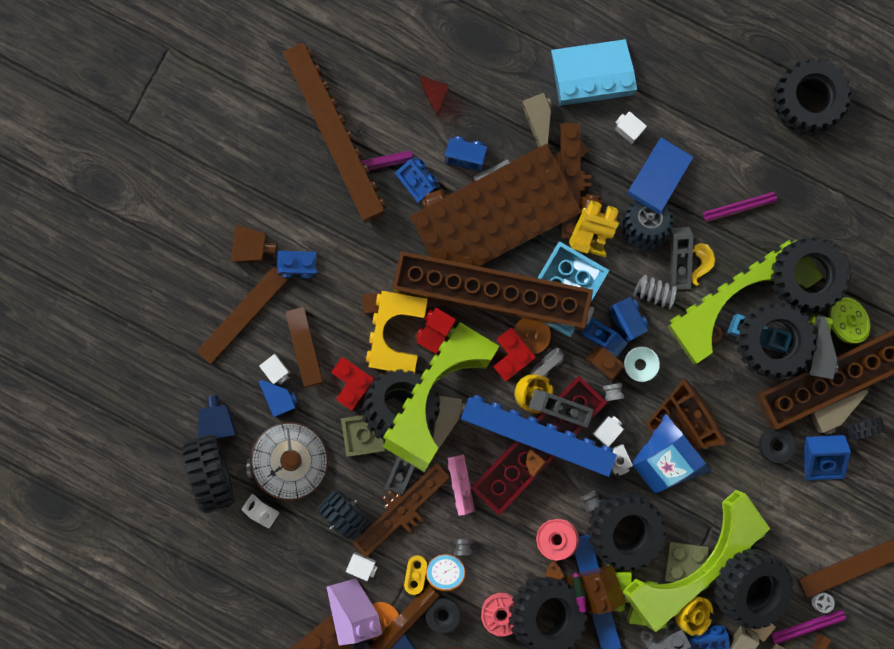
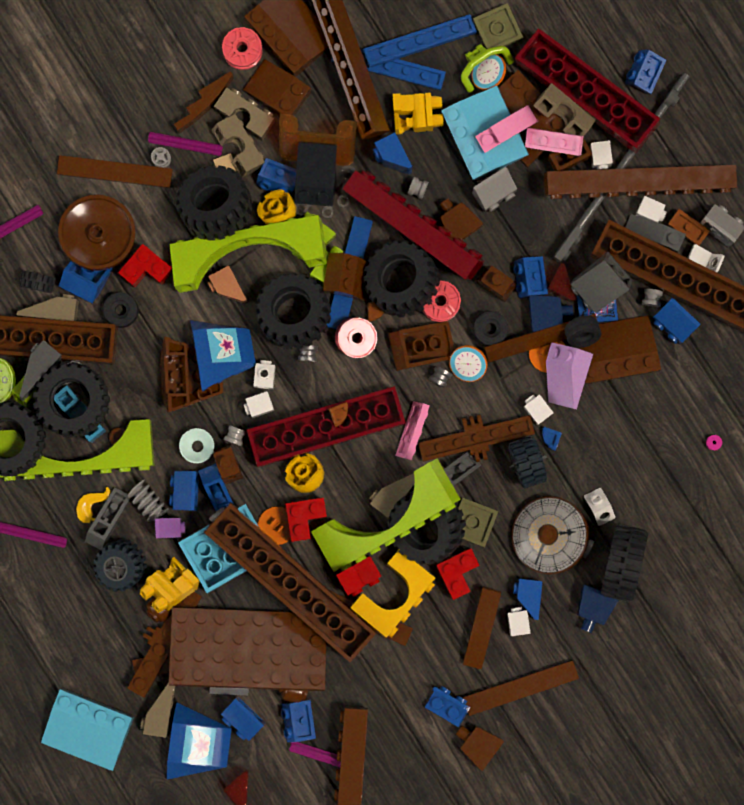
camera: 150 degrees left, 0 degrees up
(194, 623) = (709, 442): none -> dark pink piece
(336, 547) = (551, 438): none -> blue tile
(415, 574) = (495, 376): yellow plate -> none
(493, 112) = (196, 743): none -> blue wedge
(495, 565) = (421, 345): none -> reddish brown slope
(538, 436) = (322, 433): blue brick -> none
(553, 359) = (272, 493): light grey plate -> none
(560, 408) = (289, 446): dark grey slope -> none
(580, 592) = (363, 282): piece -> none
(623, 279) = (169, 528): none -> medium lavender slope
(629, 127) = (84, 660): white brick -> none
(659, 175) = (84, 601): blue tile -> none
(683, 560) = (258, 258): olive plate -> none
(698, 520) = (226, 285): none -> nougat slope
(783, 497) = (145, 262): none -> red brick
(840, 502) = (96, 232): none -> reddish brown dish

